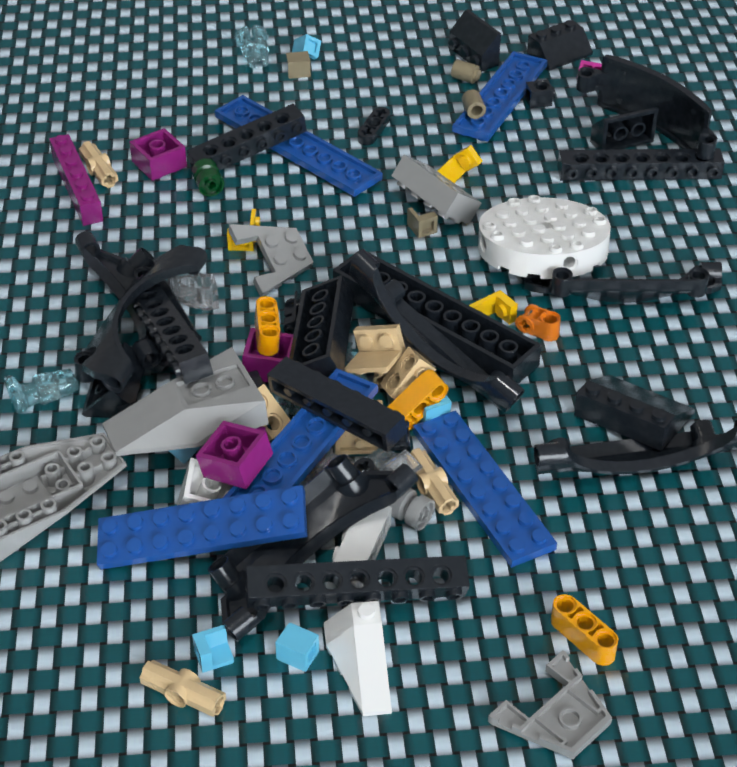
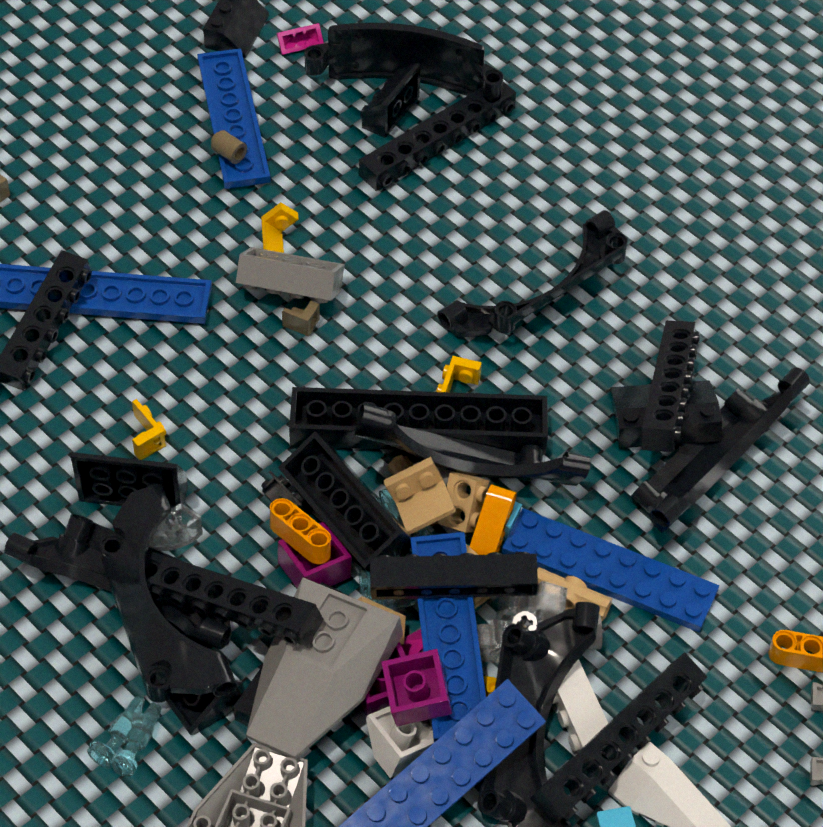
camera: 40 degrees left, 10 degrees up
(183, 230) = (112, 479): none -> black slope
(208, 177) = (41, 387): dark green wheel -> none
(281, 249) = (206, 432): light grey wing -> none
(373, 126) = (144, 216): black beam -> none
(465, 71) = (173, 105): dark tan brick -> none
(475, 41) = (153, 62): black slope -> none
(539, 94) = (270, 96): black brick -> none
(541, 323) = (511, 368): orange piece -> none
(542, 235) = (439, 273): white brick -> none
(640, 381) = (670, 387): none -> black brick

